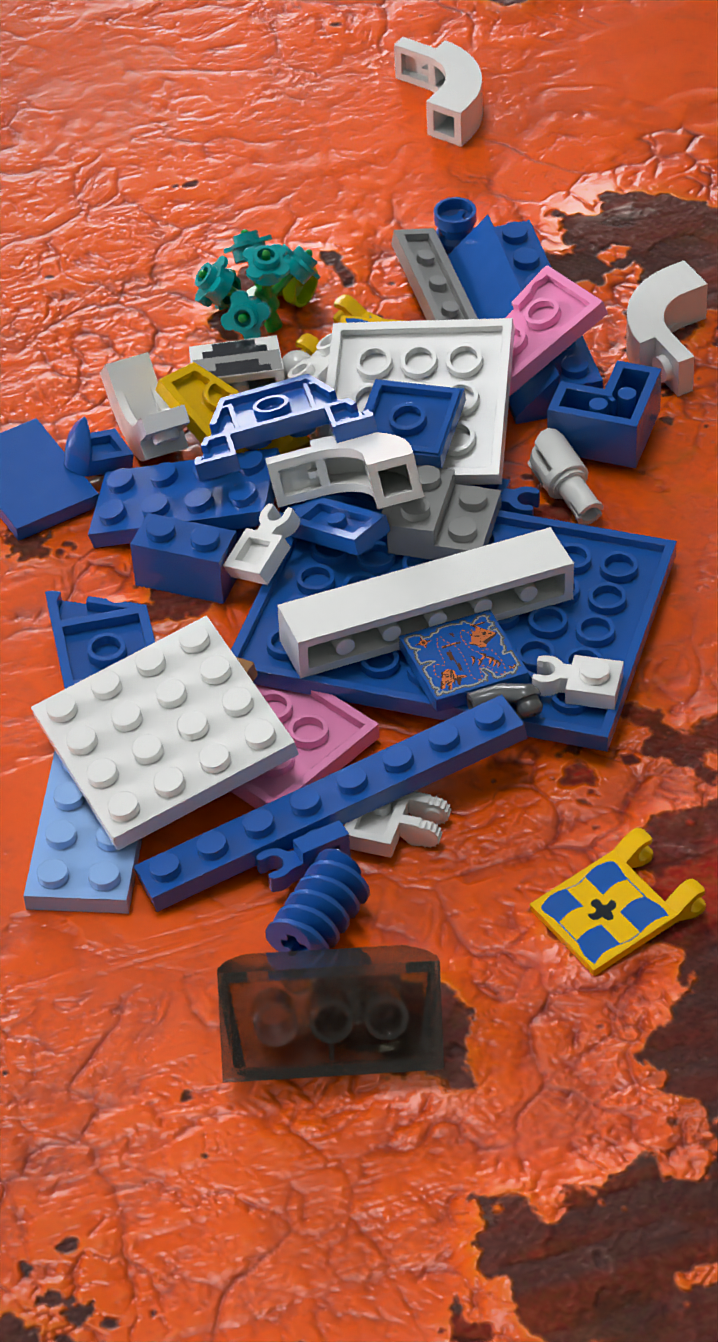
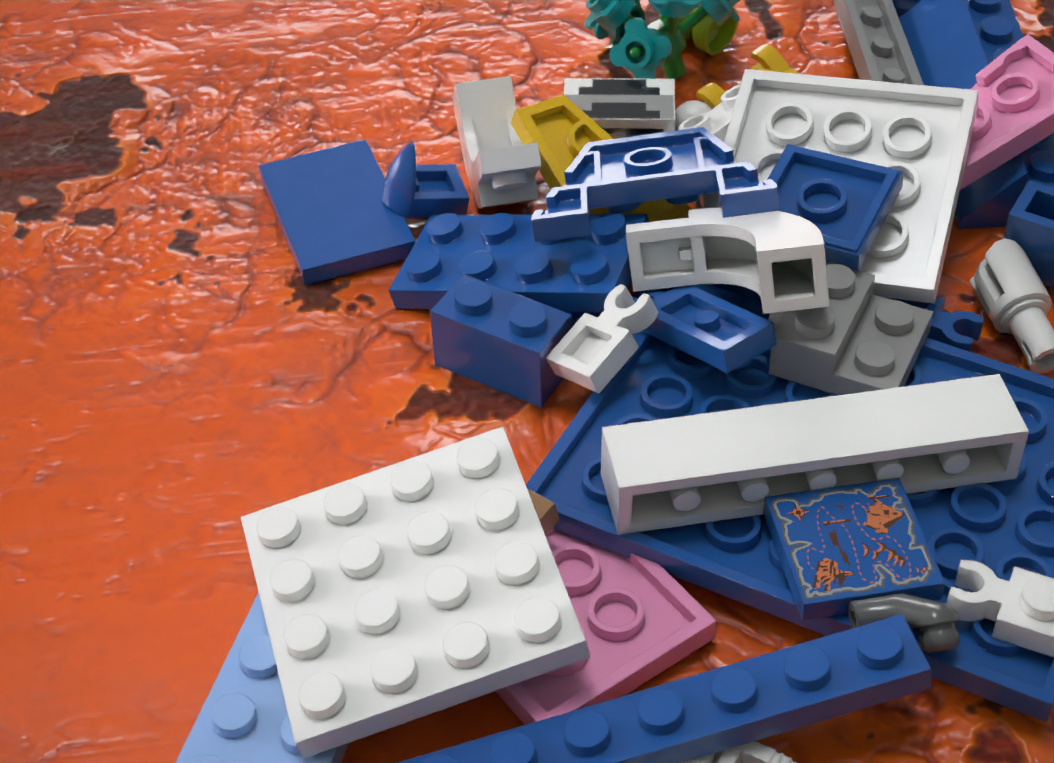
camera: 10 degrees right, 0 degrees up
(95, 634) = (361, 425): blue wing -> none

